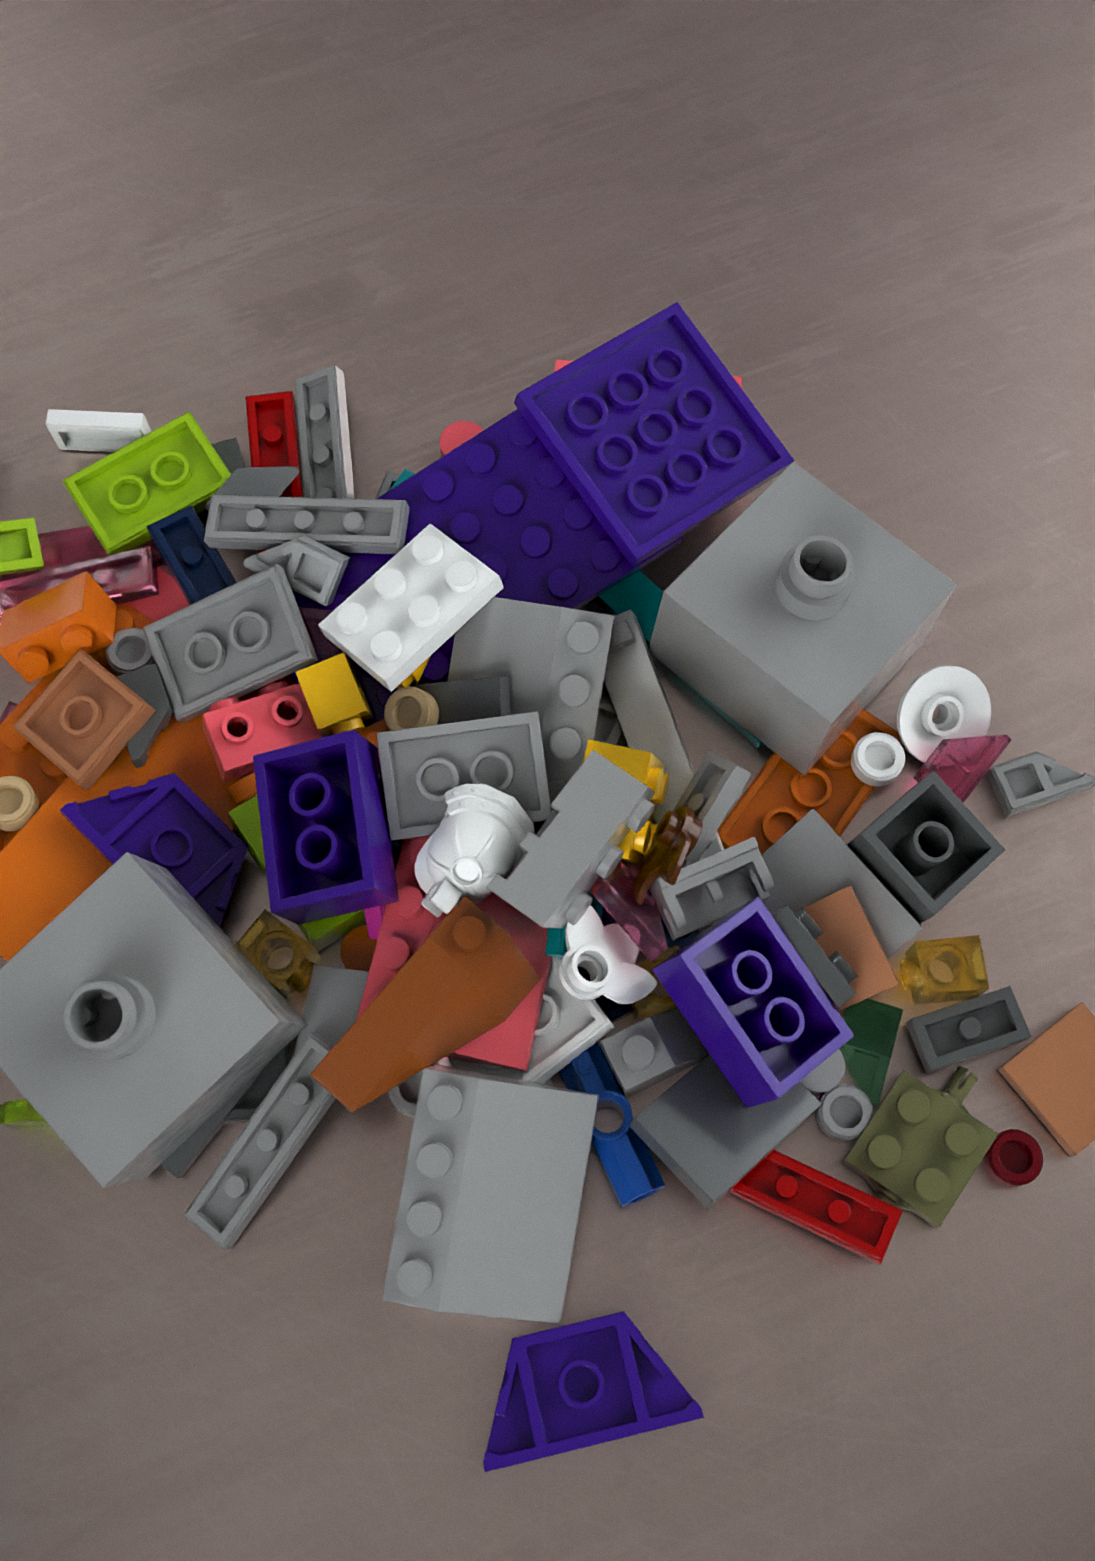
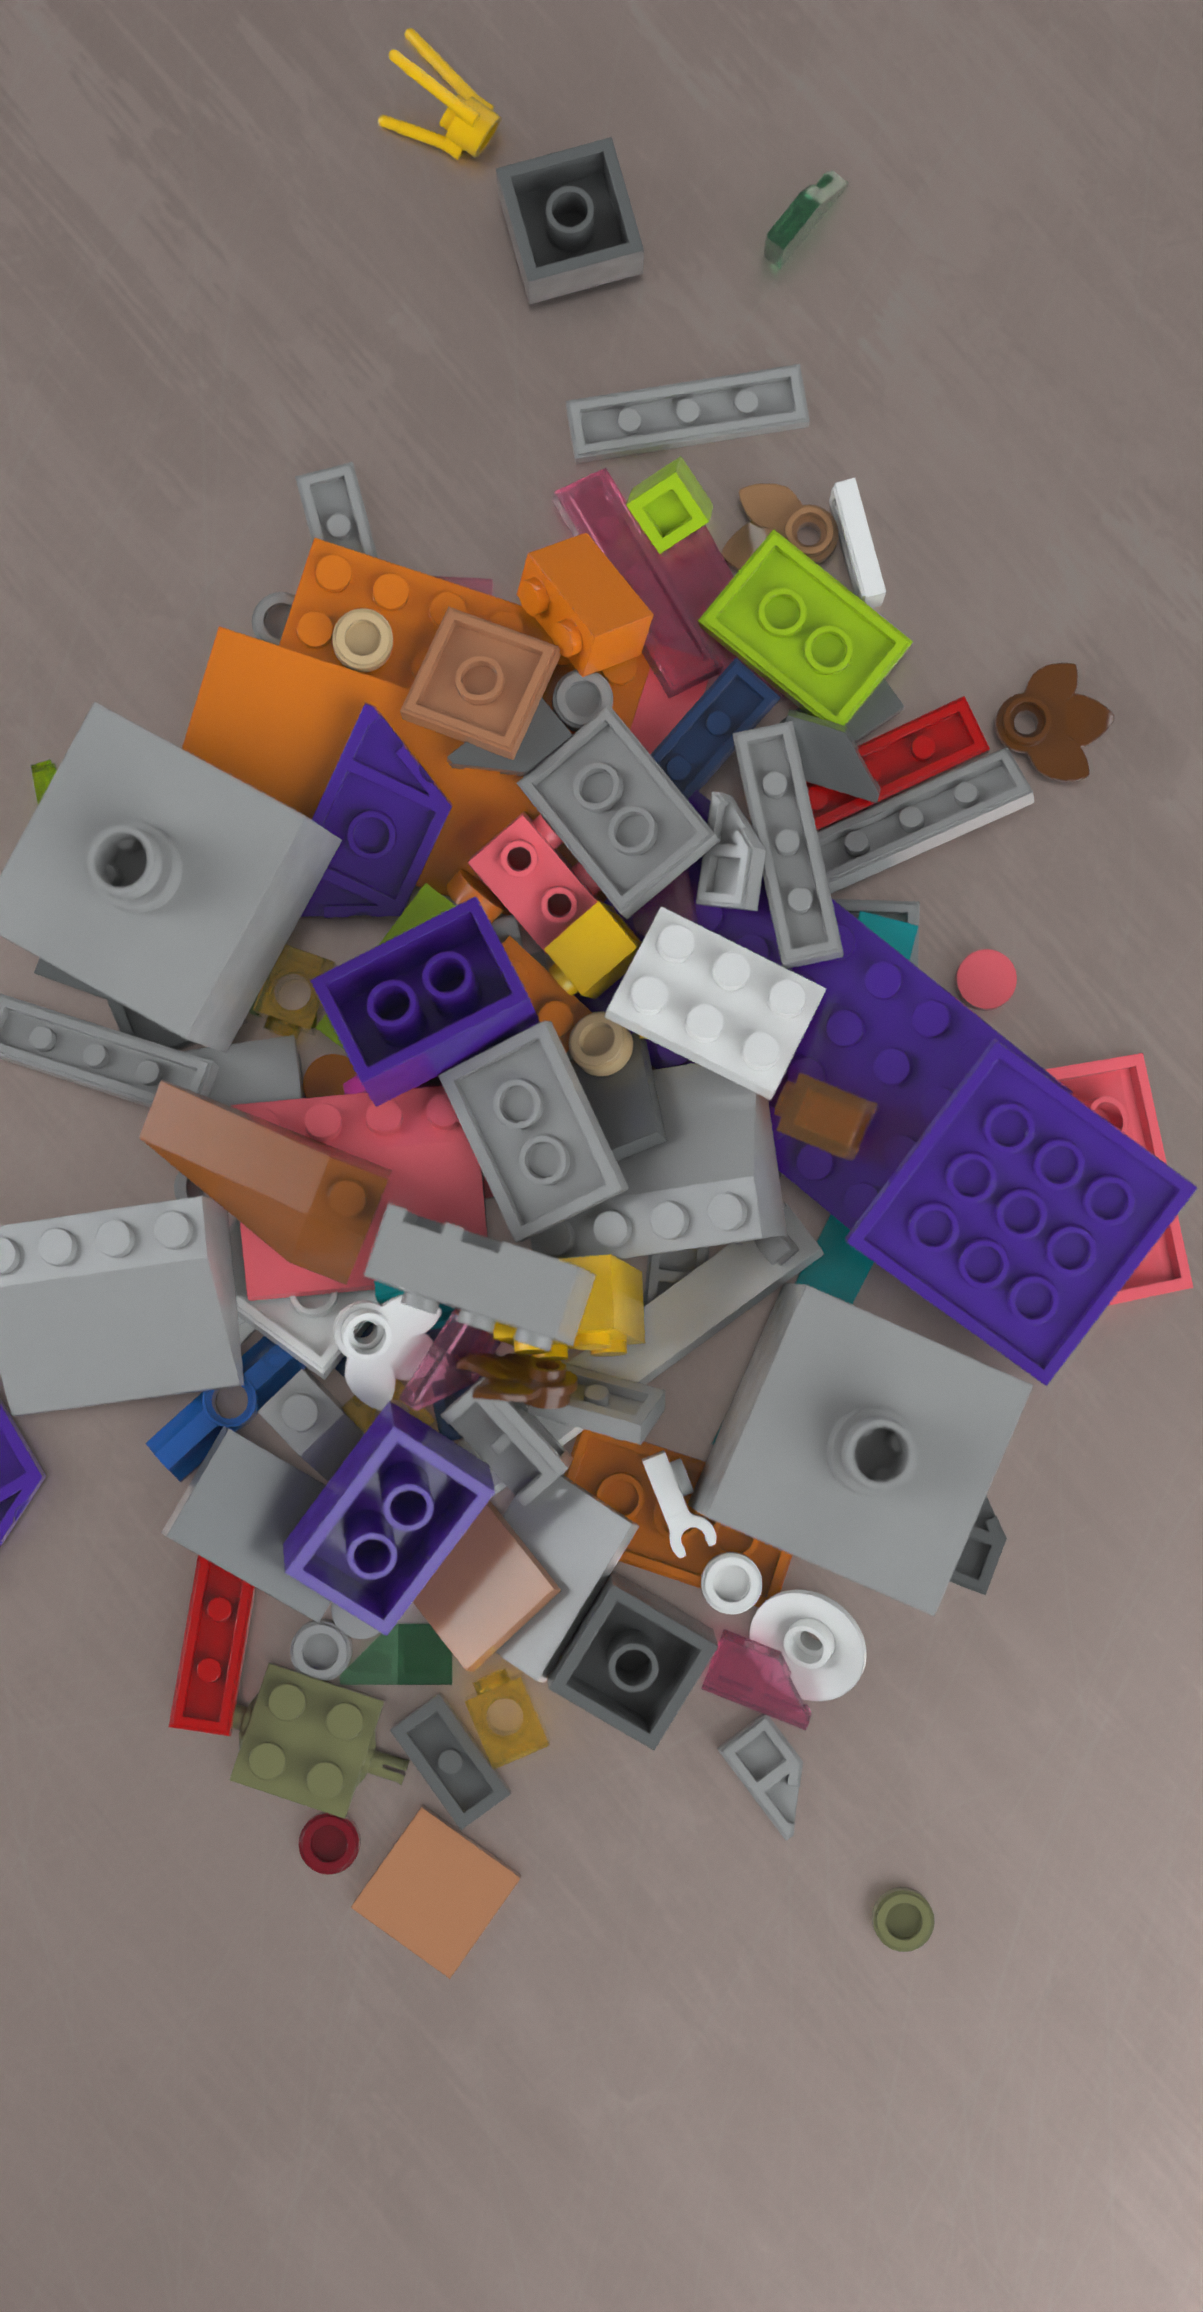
camera: 70 degrees right, 15 degrees up
(47, 488) = (779, 509): none -> medium nougat plate
(290, 342) = (1061, 721): none -> reddish brown plate
(470, 846) = (451, 1168): white helmet -> none
(530, 552) = (824, 1115): none -> clear orange brick
(788, 778) = (670, 1485): none -> white plate
(830, 971) = (451, 1588): dark grey plate -> none

